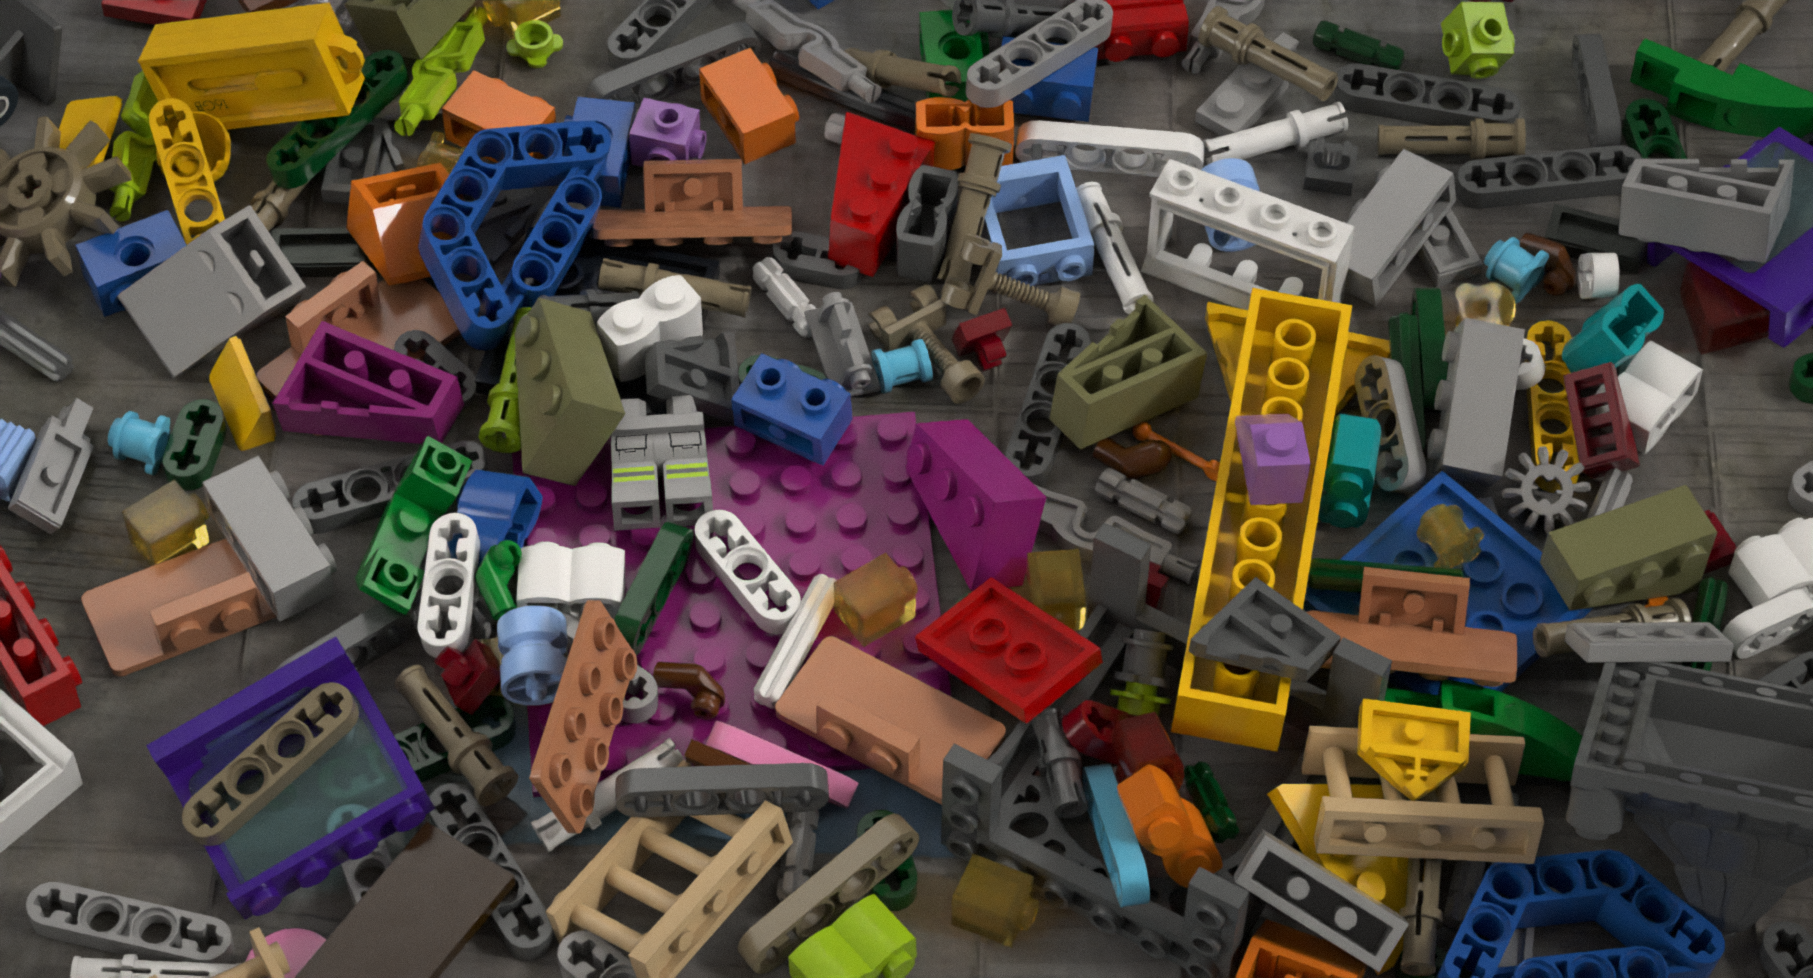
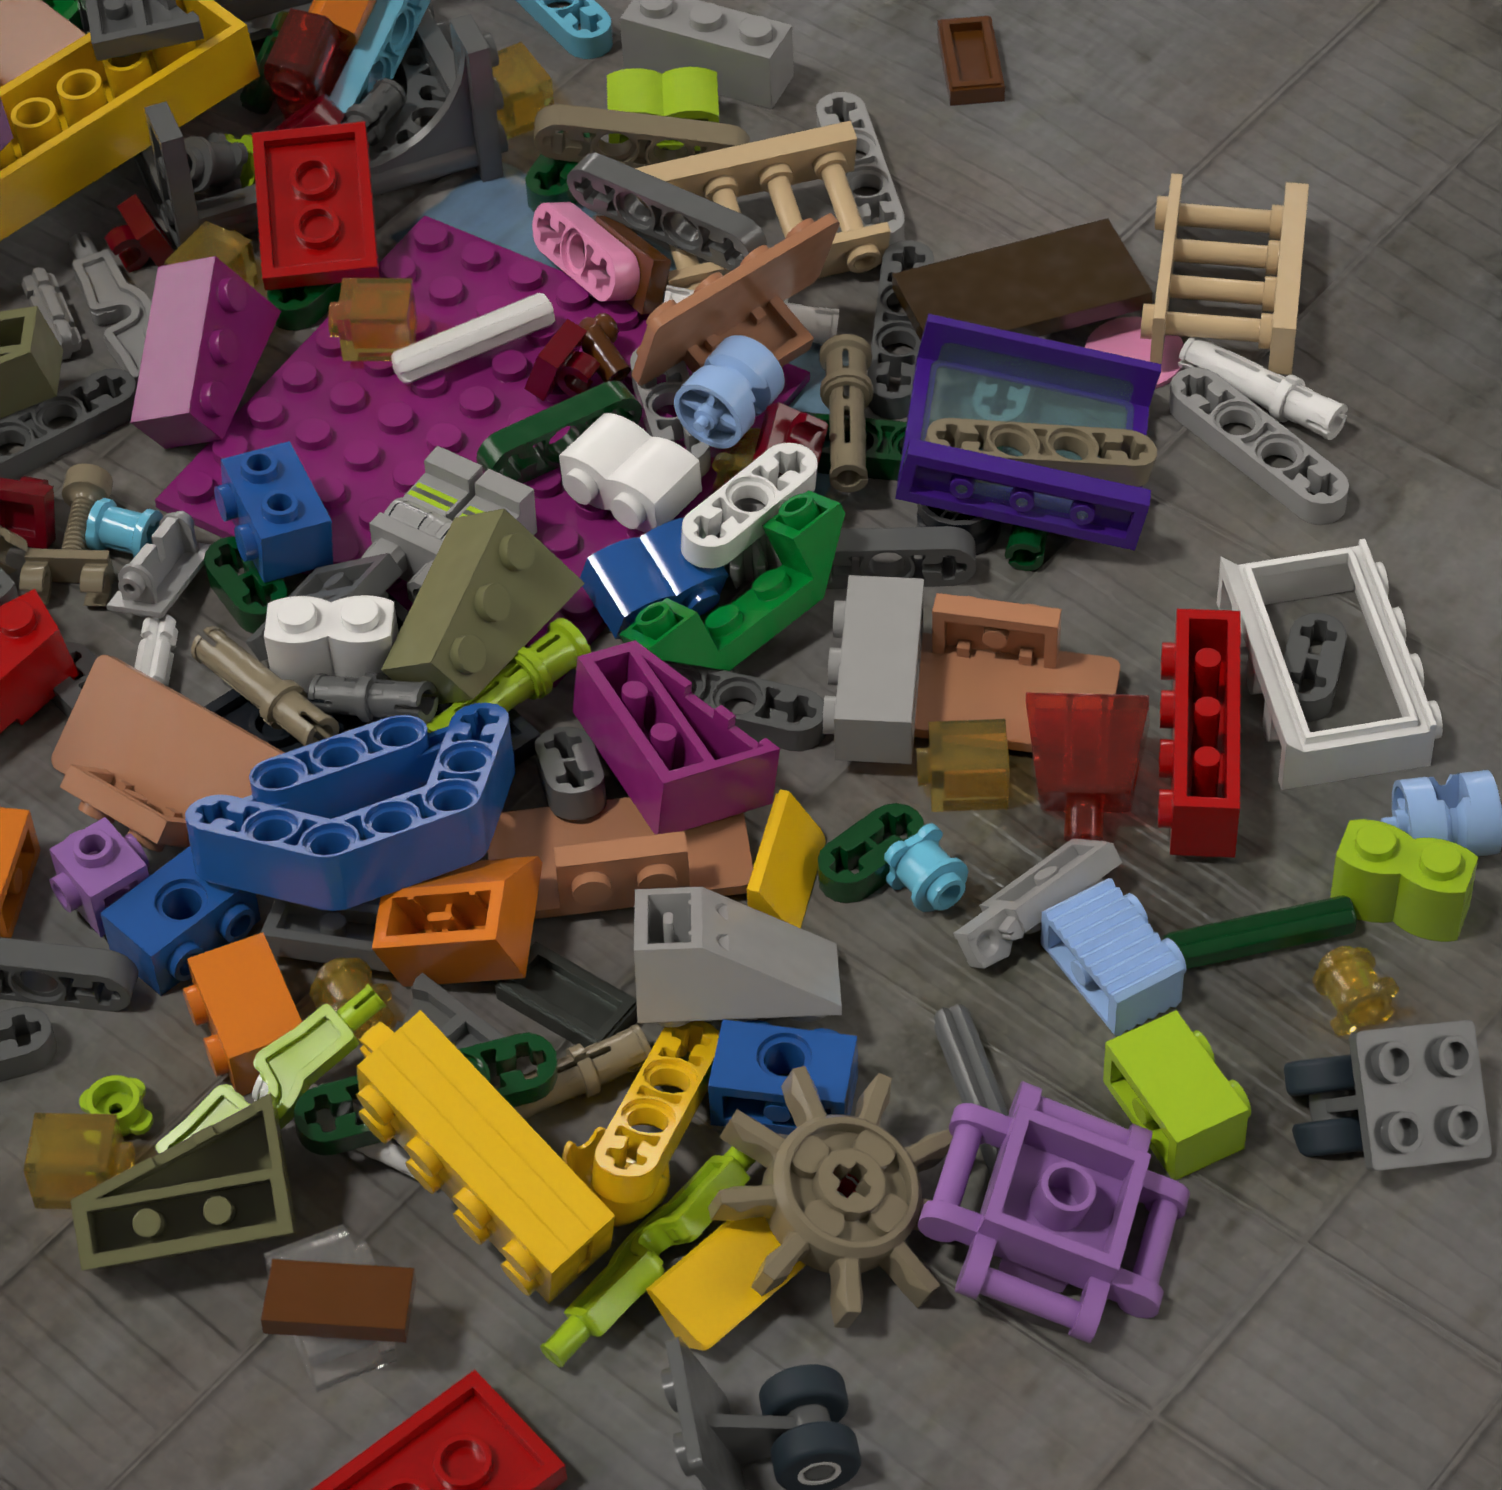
camera: 140 degrees left, 5 degrees down
(84, 563) = (1087, 755): none -> clear red torso
(495, 574) = (682, 498): green arm -> none
(702, 642) = (563, 364): none -> dark red tile
(746, 550) = (448, 397): white beam -> none
(883, 716) = (465, 231): nougat bracket -> none

